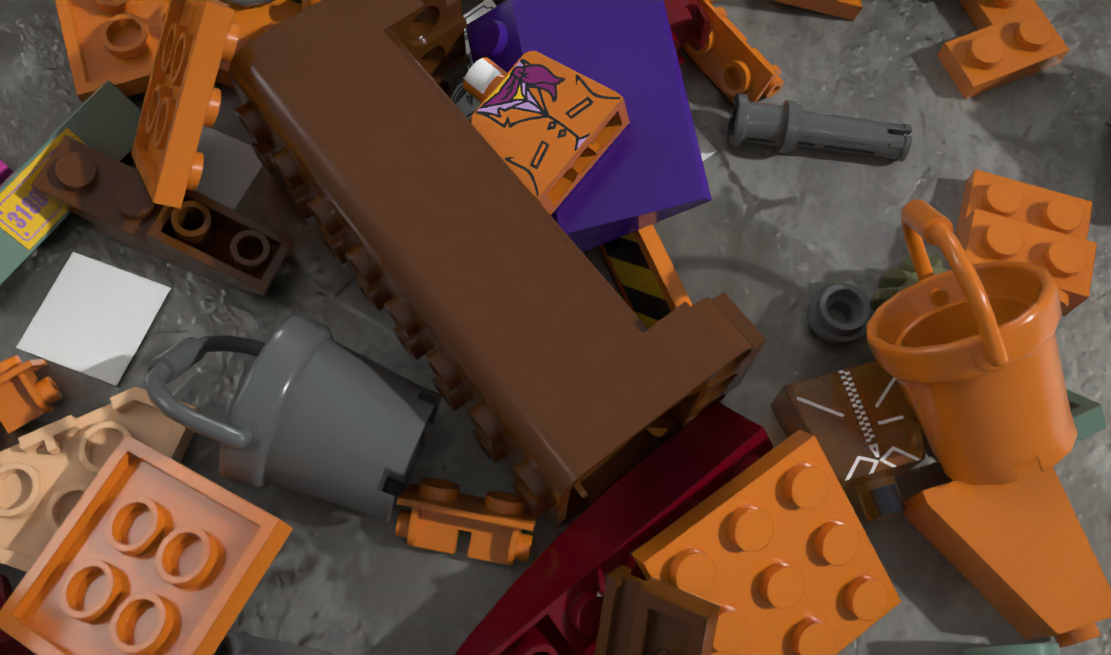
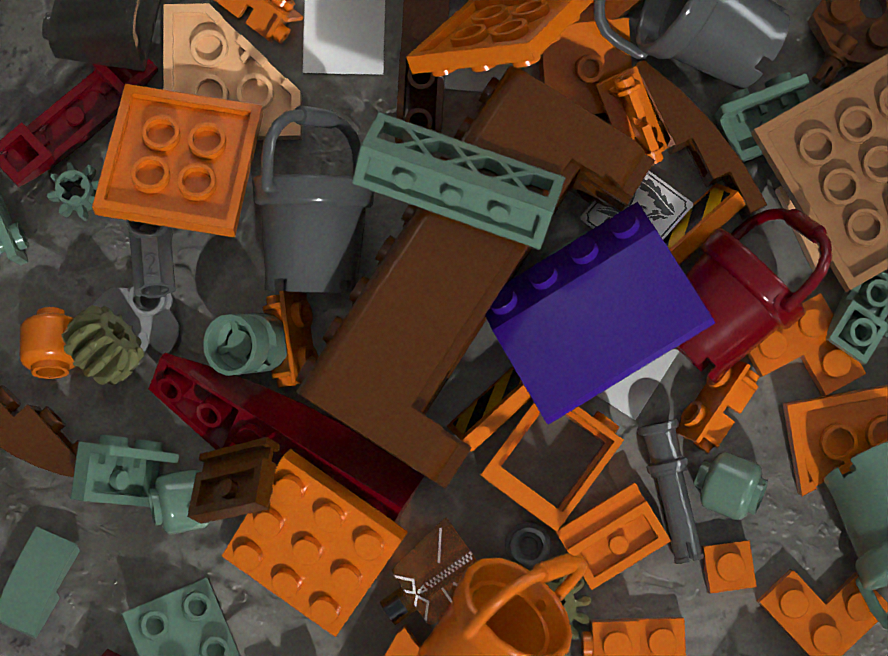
camera: 75 degrees right, 15 degrees up
(350, 162) = (455, 185): none -> sand green fence
(450, 579) = (245, 343): none -> sand green wheel
(544, 121) = (553, 289): orange torso -> none
(808, 251) = (598, 426): none -> orange window
(832, 66) = (731, 485): none -> sand green head
(853, 212) = (613, 535): none -> orange plate
(923, 105) = (728, 566): none -> orange plate

